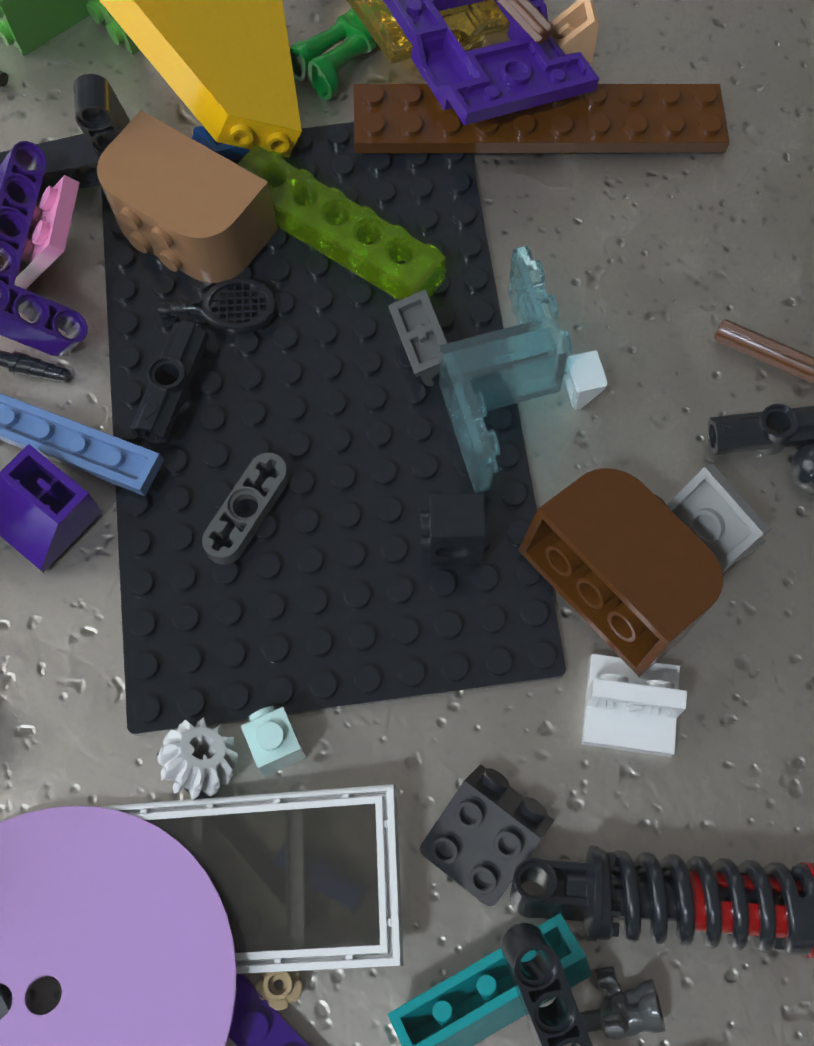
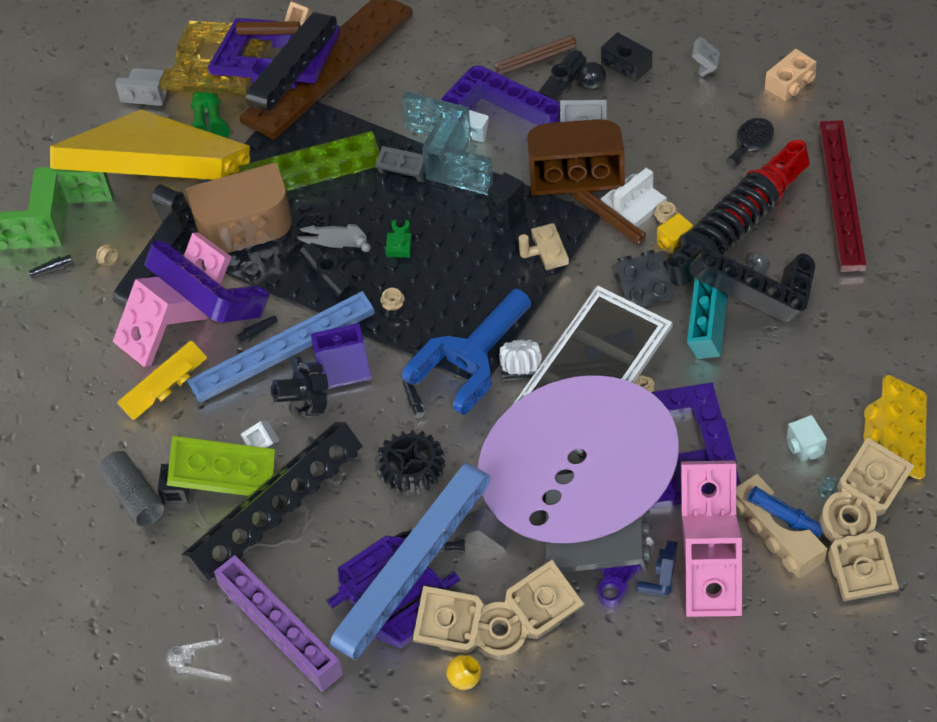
camera: 50 degrees left, 15 degrees down
(32, 111) = (107, 255): none -> tan plate
(44, 653) = (414, 400): none -> black animal
(156, 680) = (469, 353): none -> blue piece
(182, 491) = (392, 299): none -> tan plate
(220, 528) = (418, 287): dark grey beam -> none
(224, 351) = (336, 236): none -> light grey piece
(272, 740) = (537, 326): light aqua brick -> none
(295, 435) = (399, 241): none -> green plate
(436, 646) = (547, 246): none -> tan plate
(460, 67) = (291, 61): none -> black beam
(574, 696) = (611, 216): none -> reddish brown axle
(607, 822) = (670, 232): none -> yellow brick
(653, 765) = (665, 211): none -> tan plate
(672, 373) = (505, 93): none -> dark purple beam

